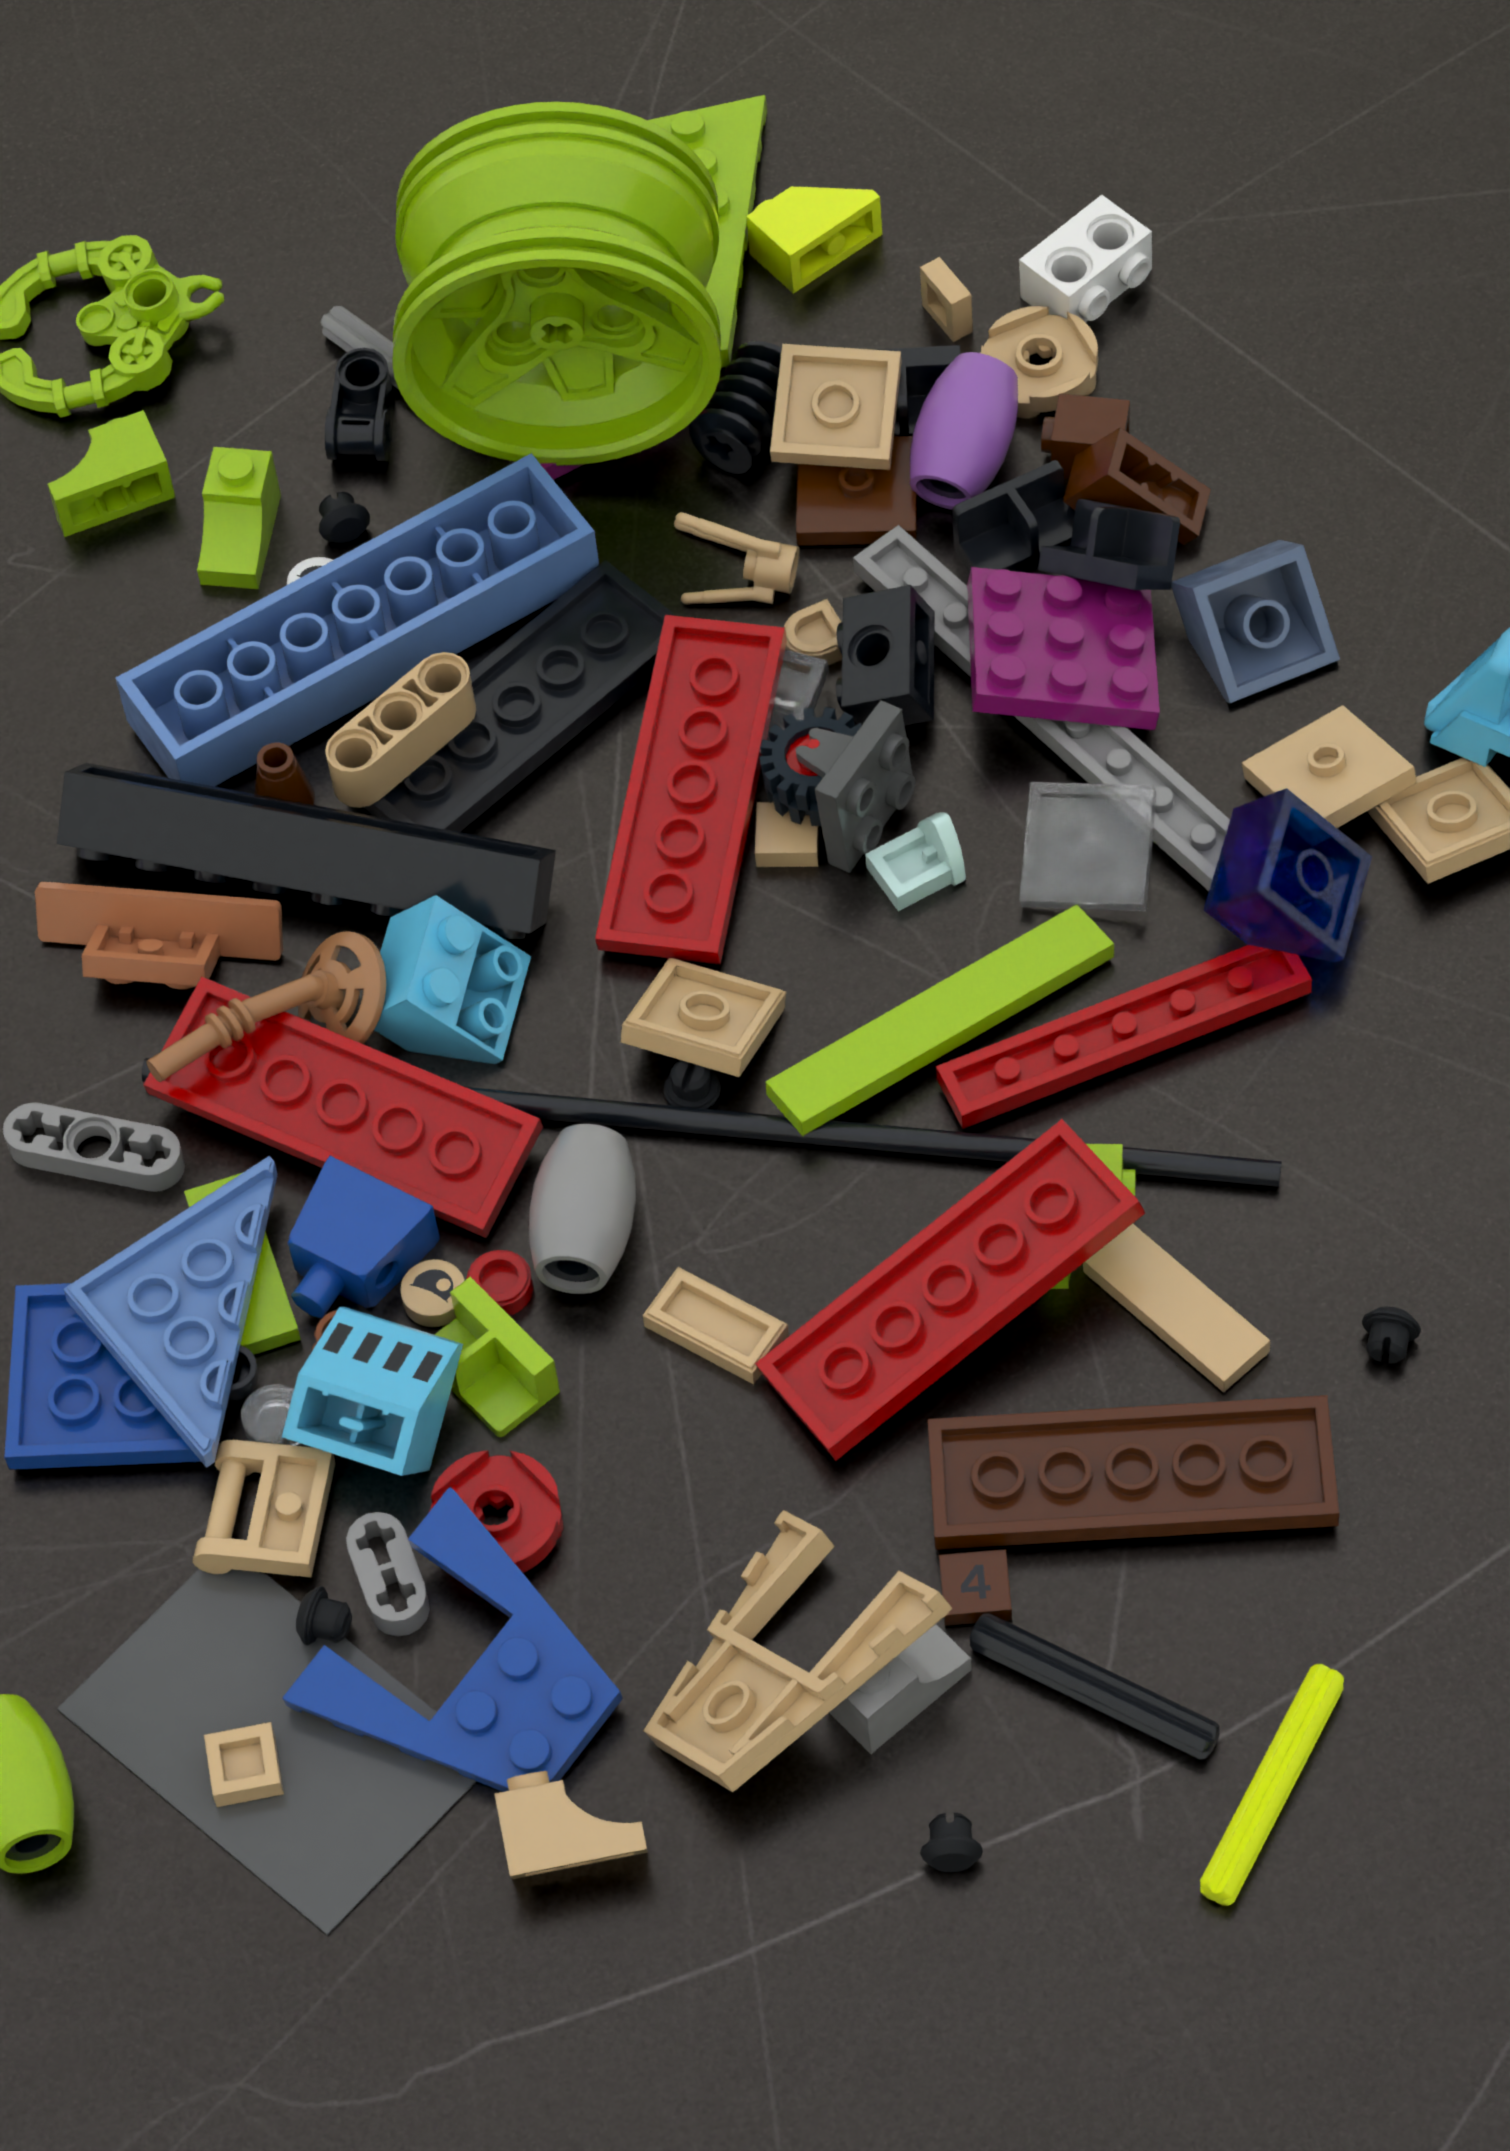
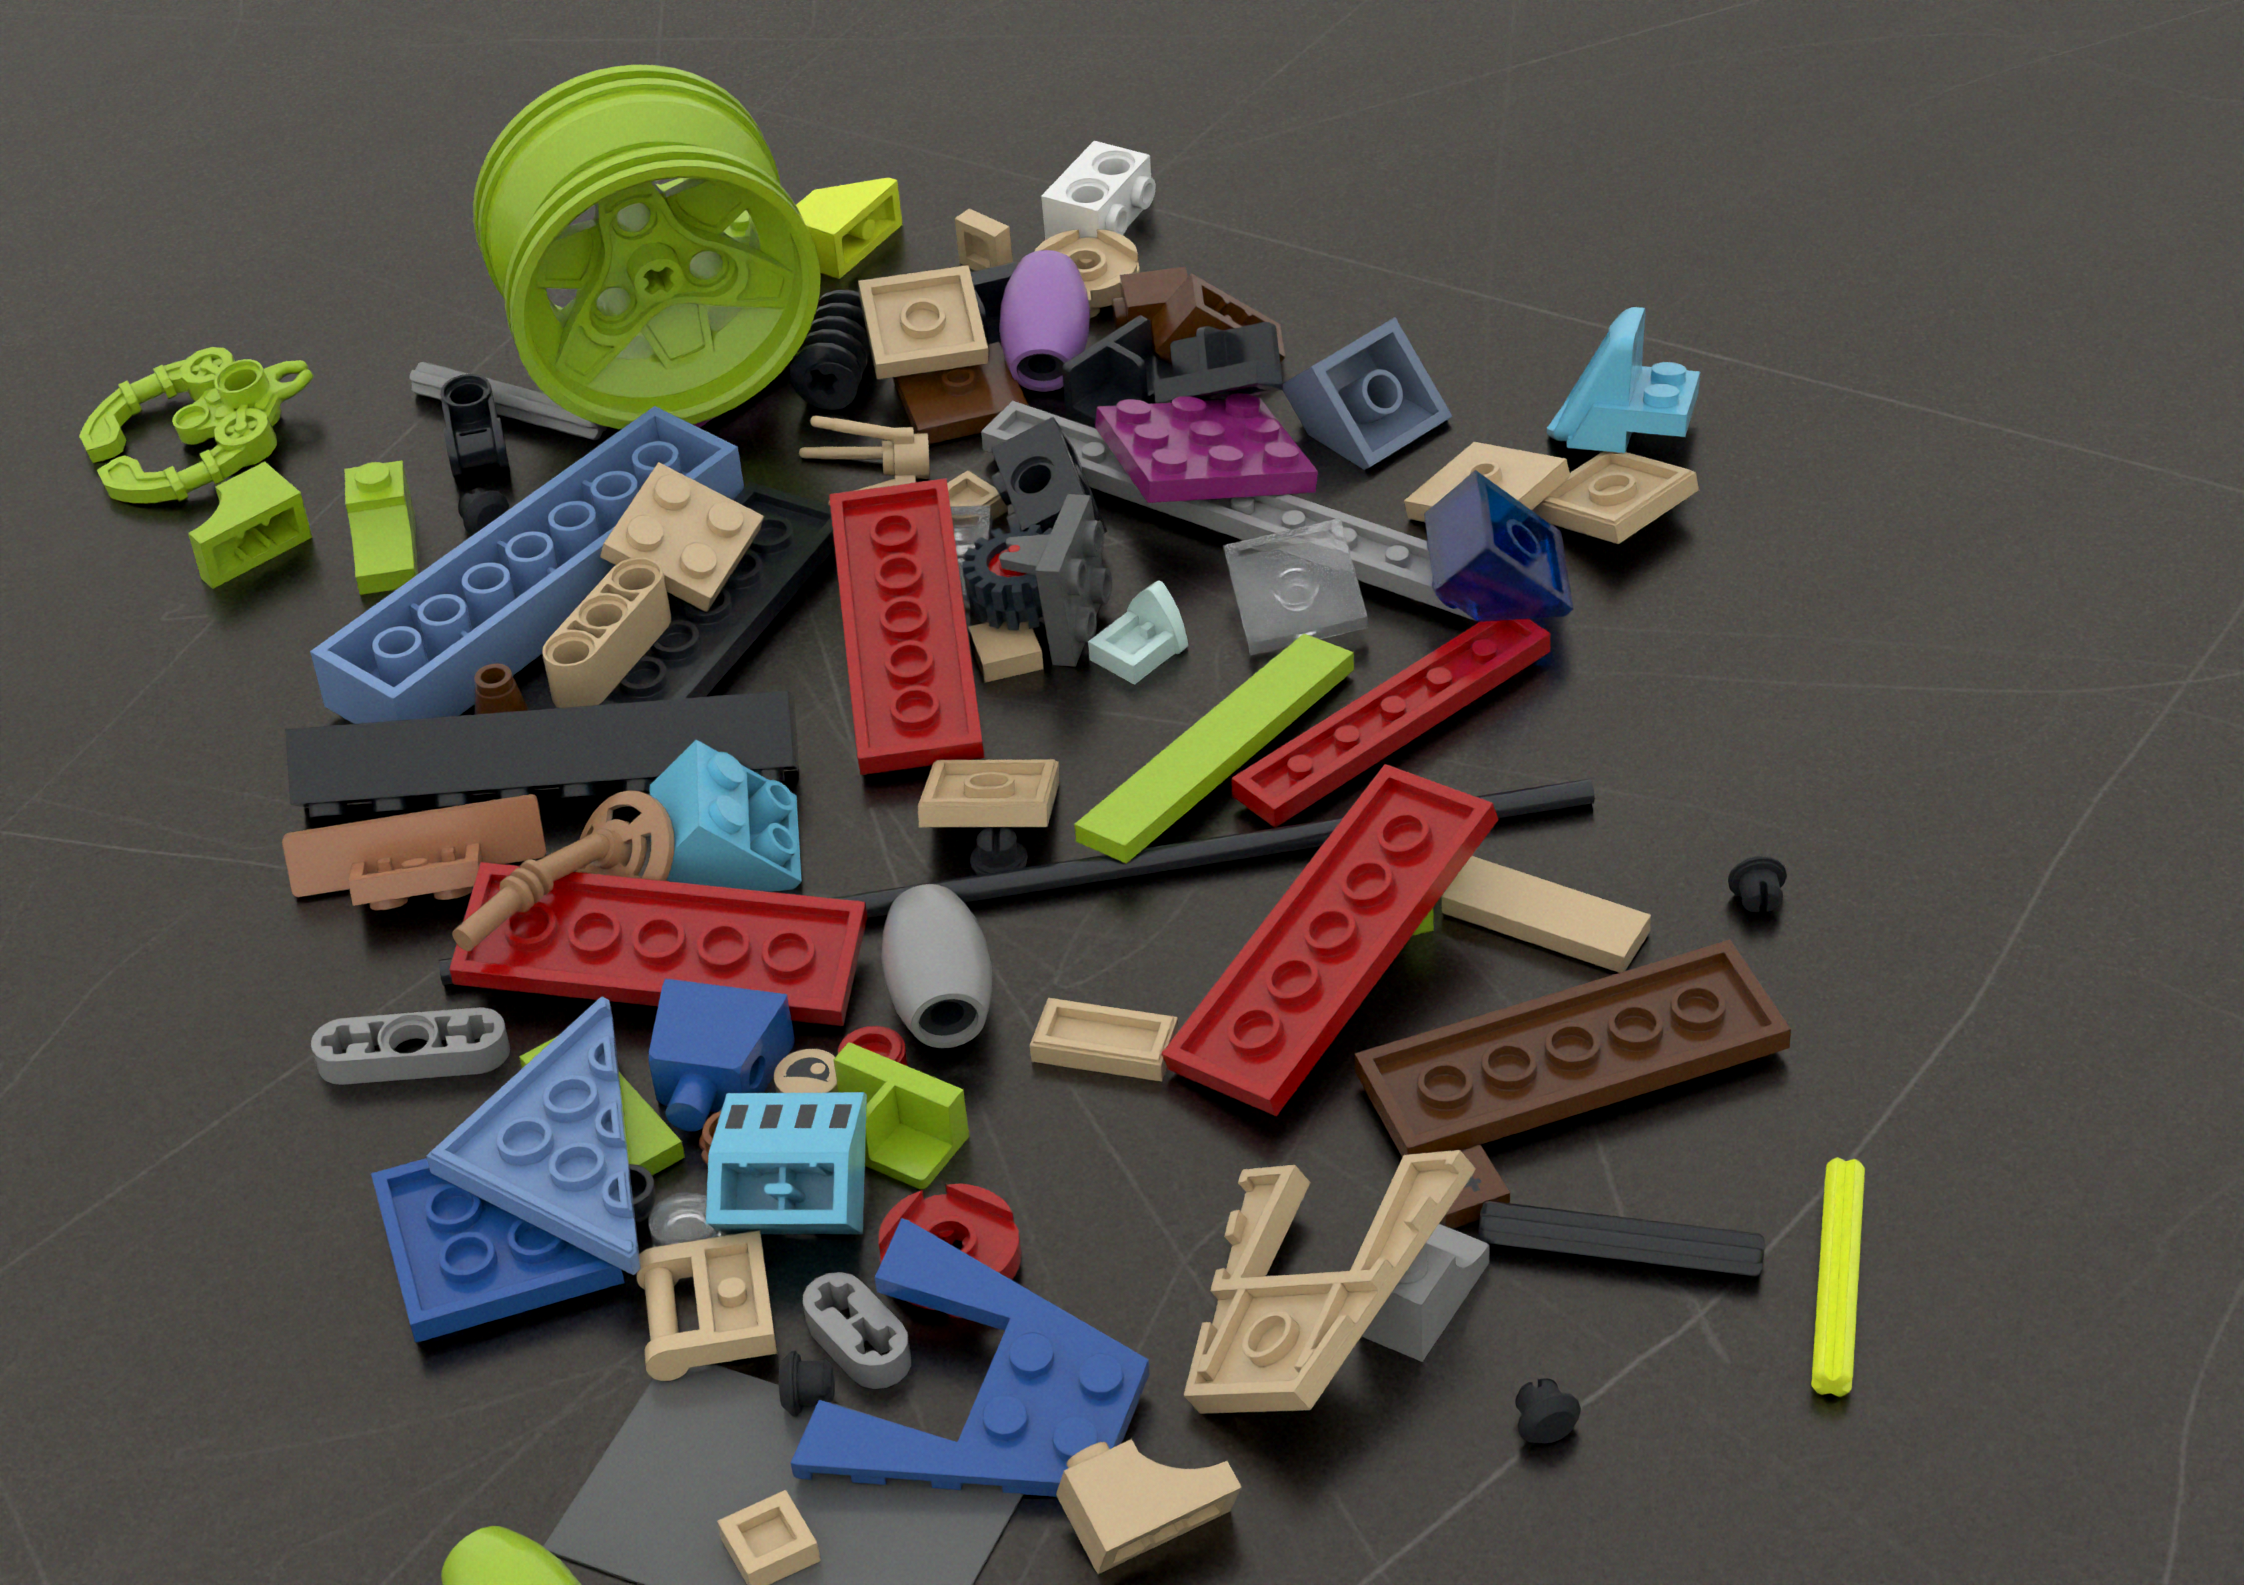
camera: 20 degrees left, 15 degrees down
(507, 629) = (687, 531): none -> tan plate

